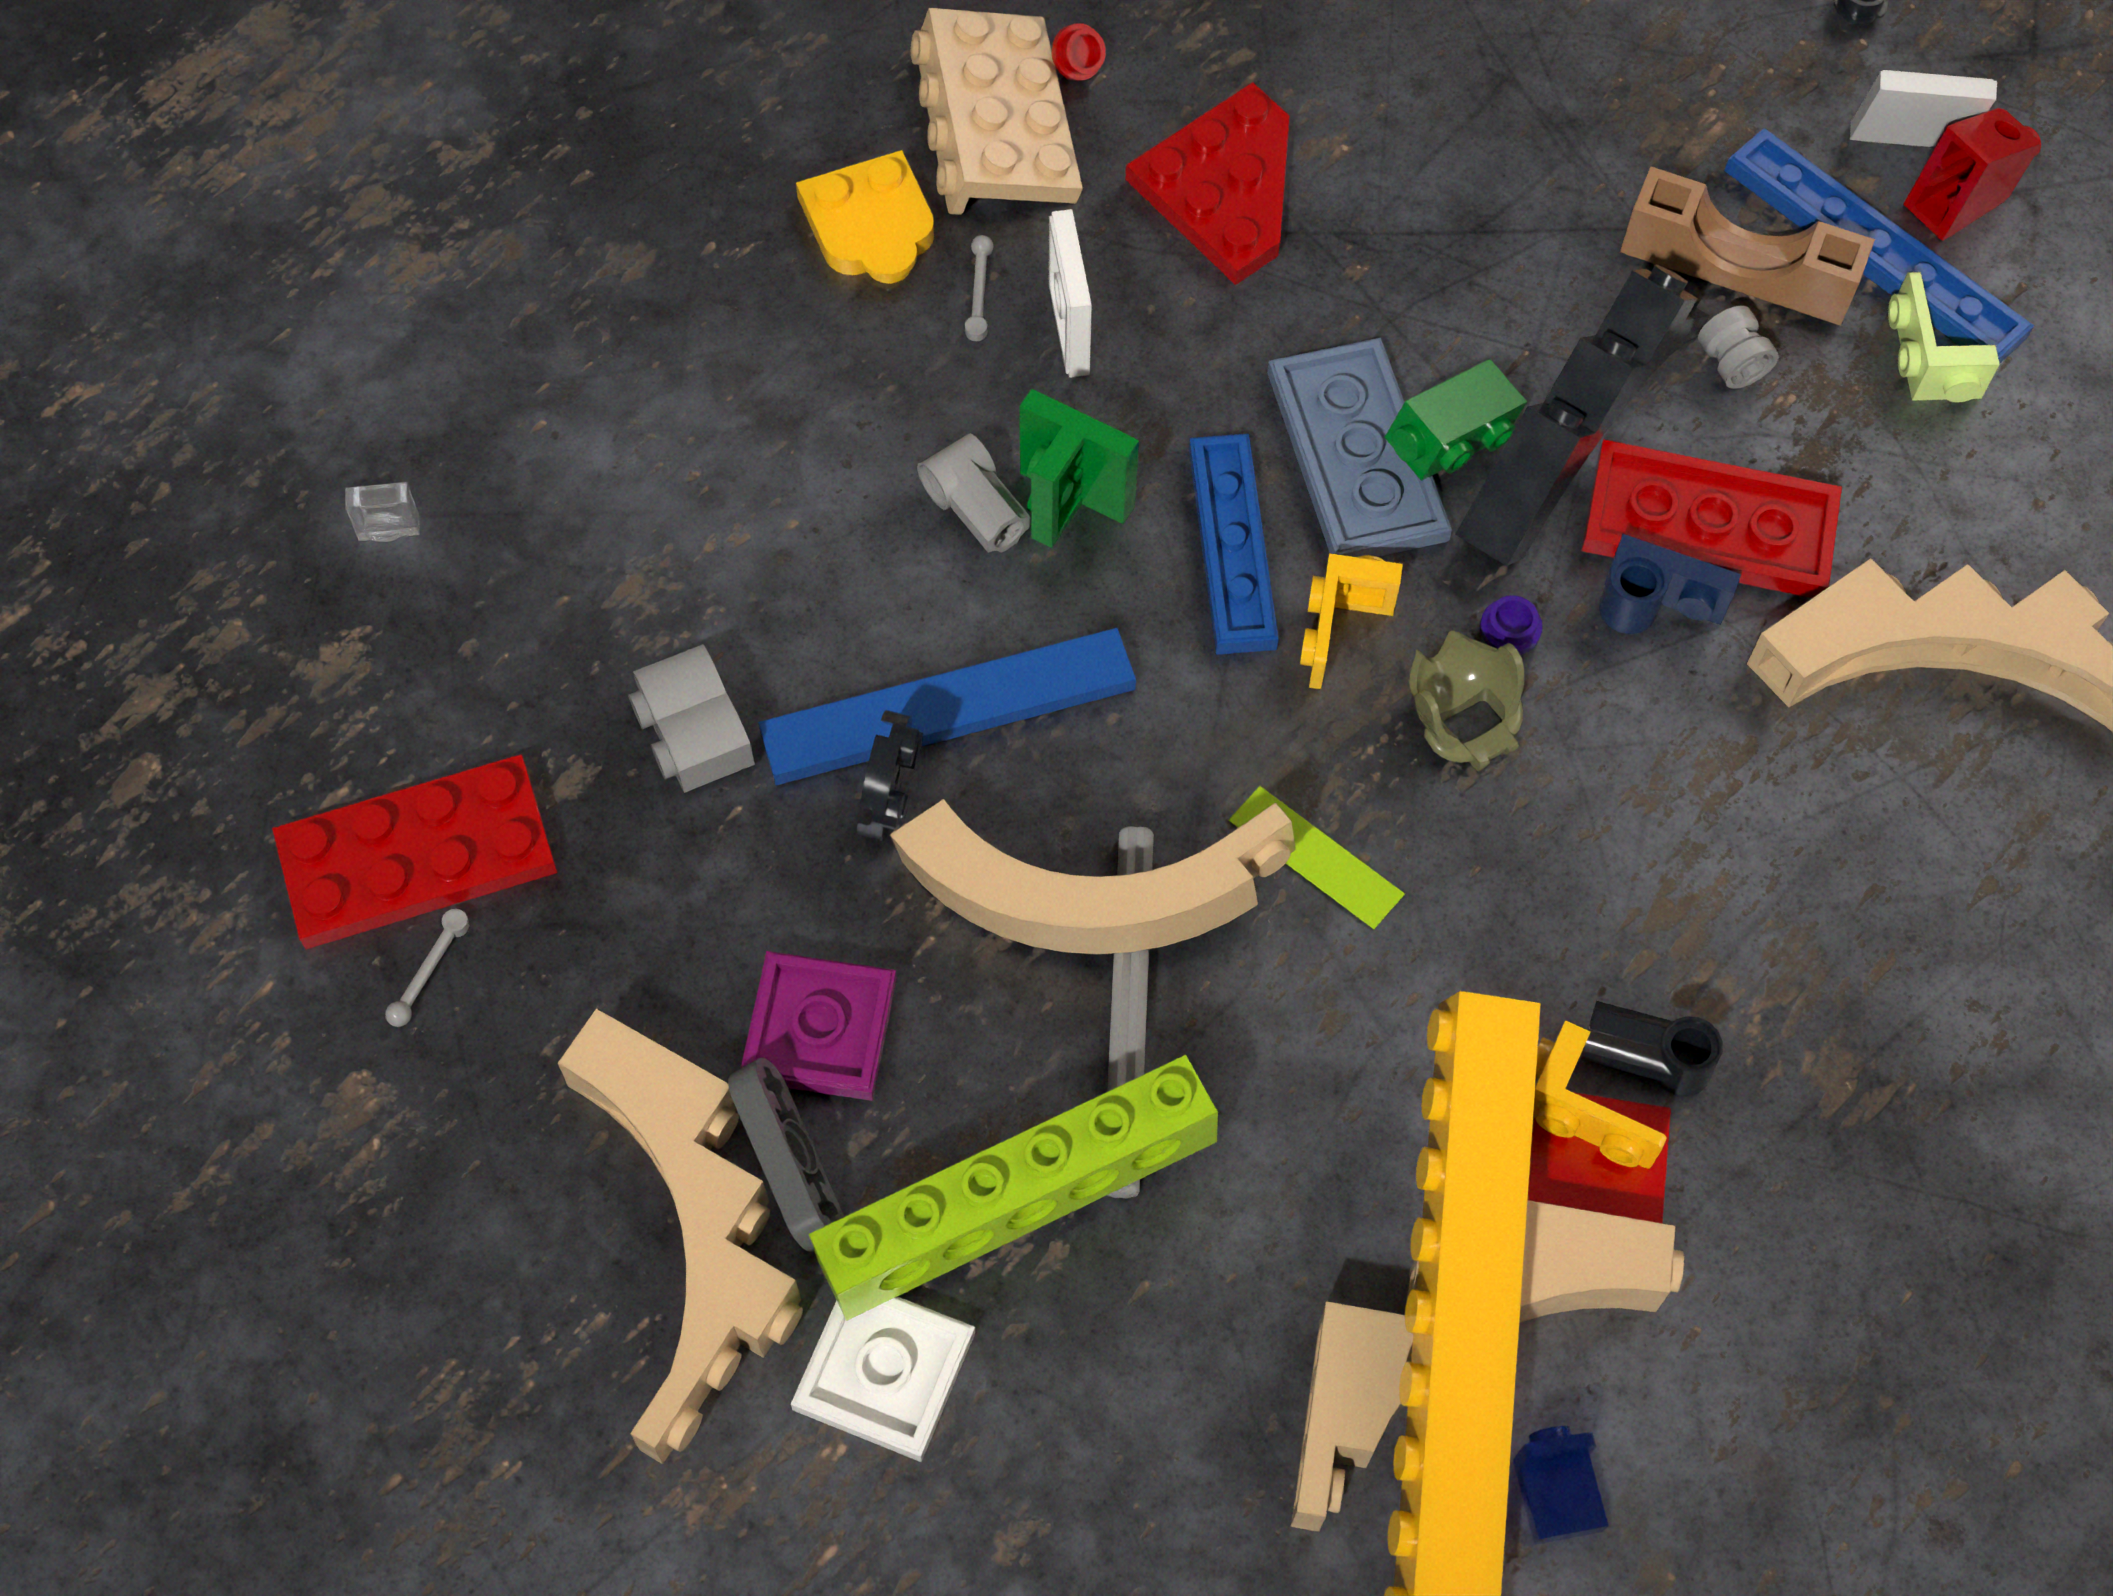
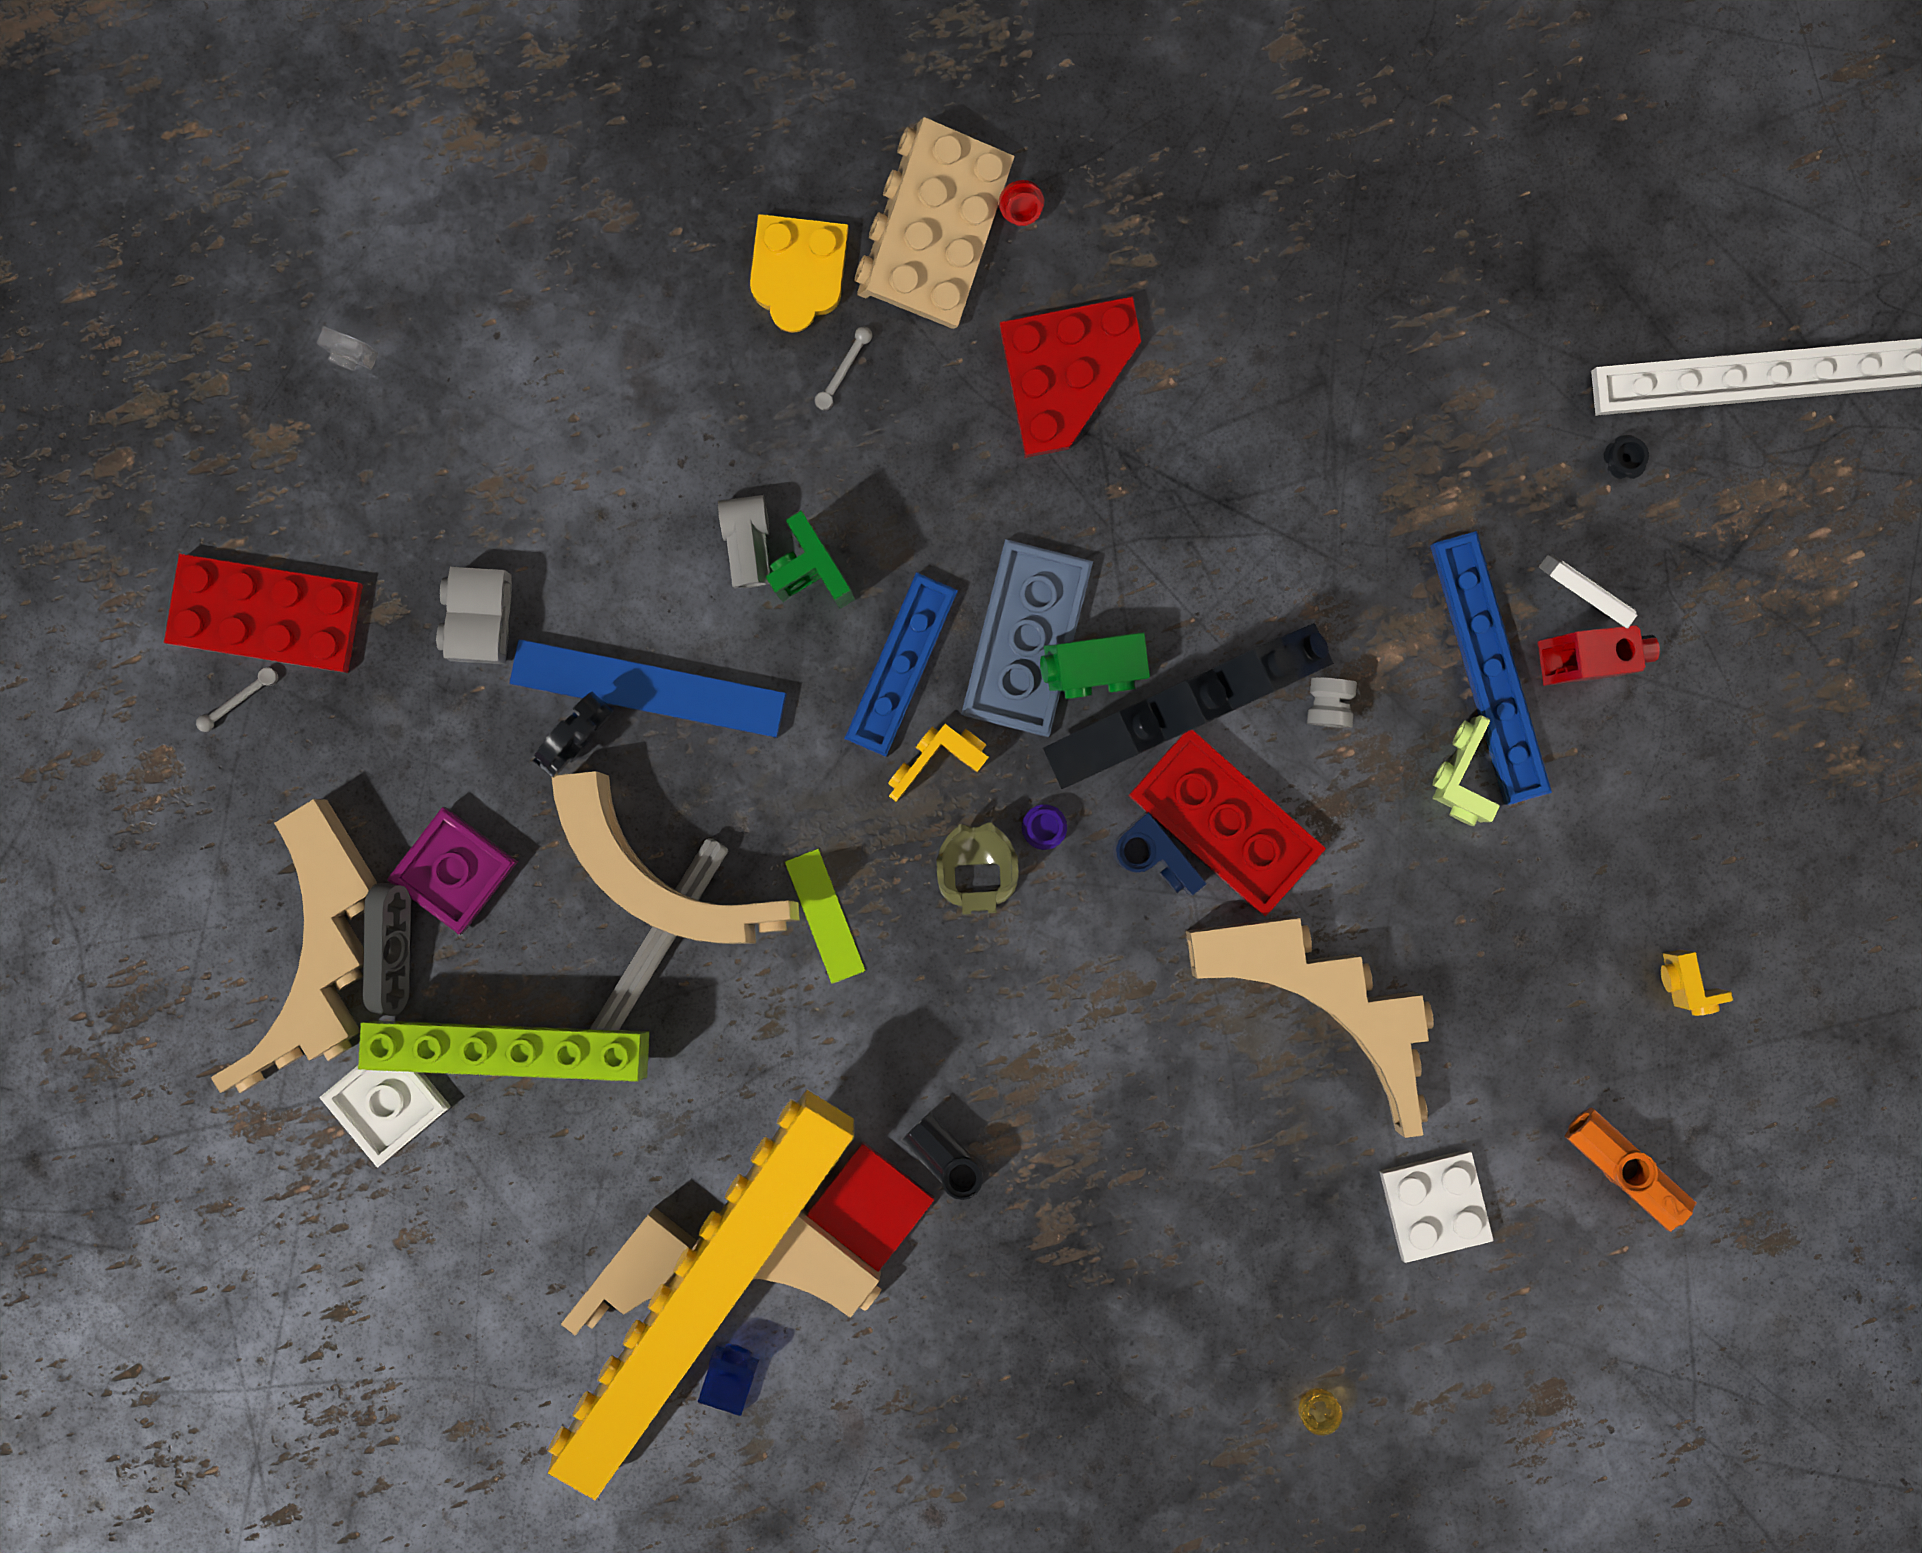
camera: 25 degrees right, 25 degrees up
(1069, 293) = (887, 423): white tile -> none
(1573, 1115) = (869, 1148): yellow bracket -> none
(1802, 271) = (1405, 658): medium nougat arch -> none

